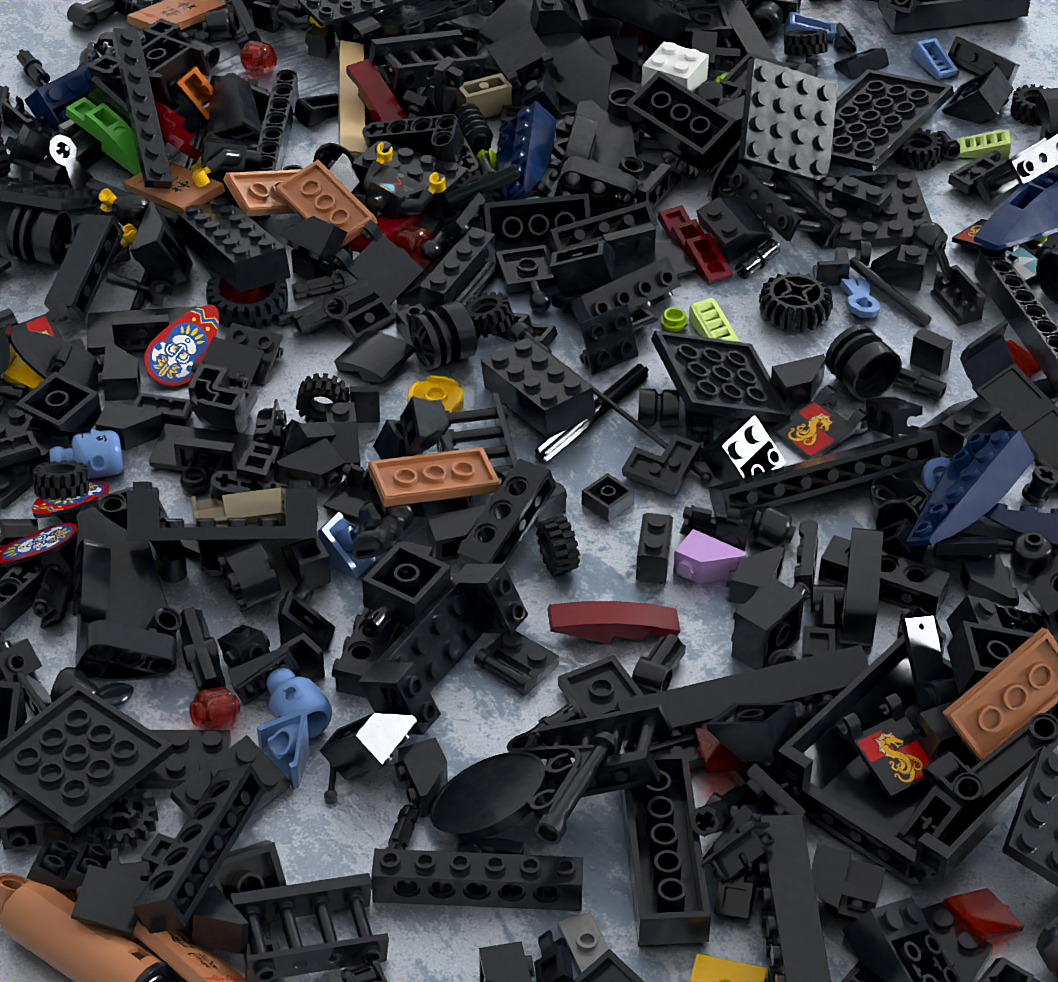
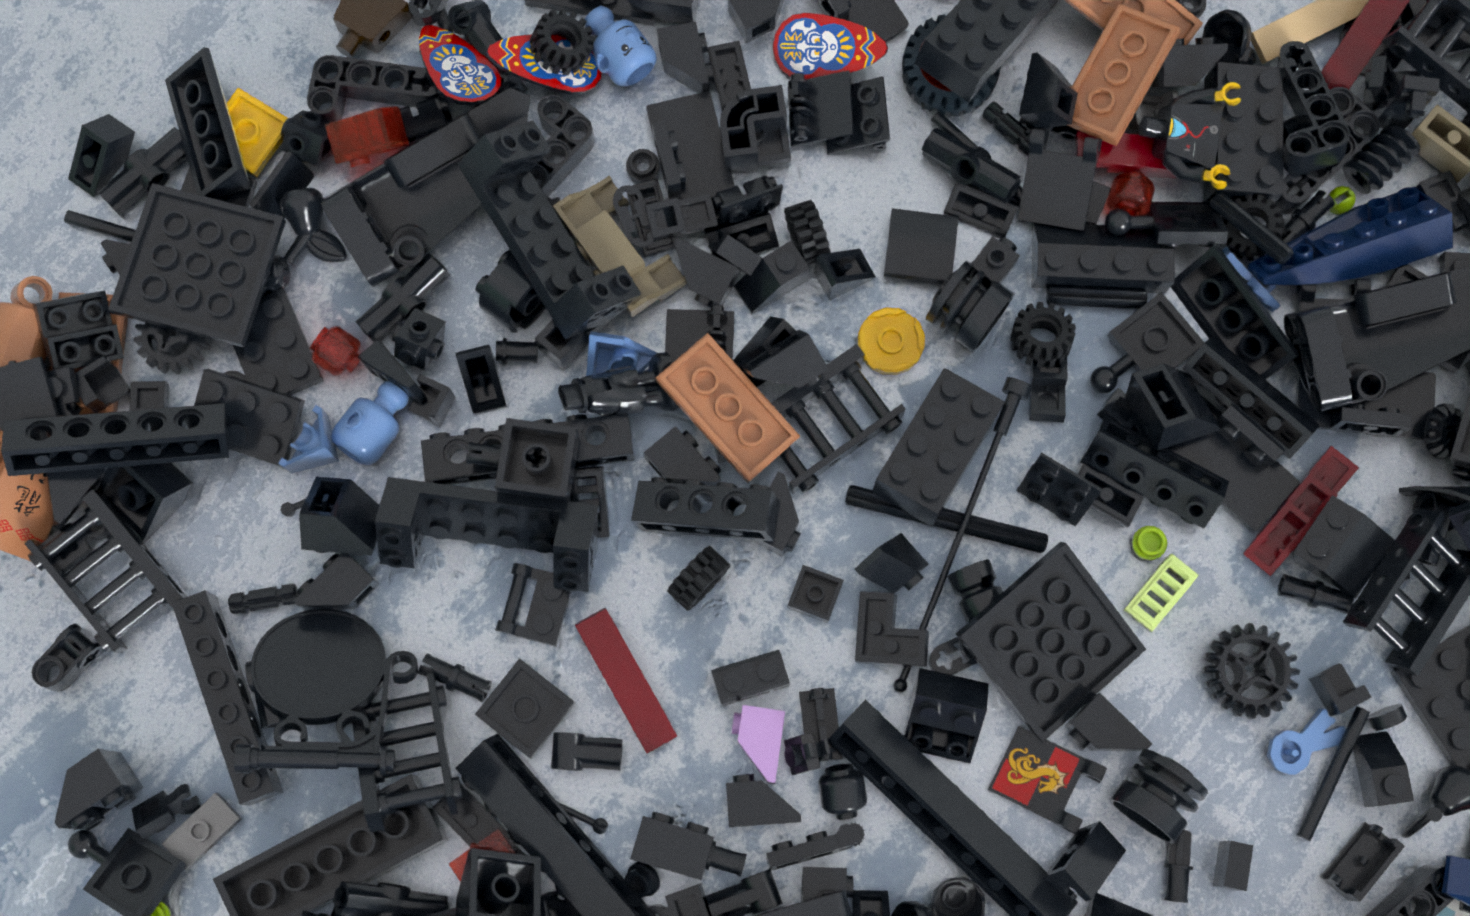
camera: 65 degrees right, 35 degrees up
(46, 615) = (366, 135): none -> clear red brick
(612, 437) = (894, 565): none -> black slope

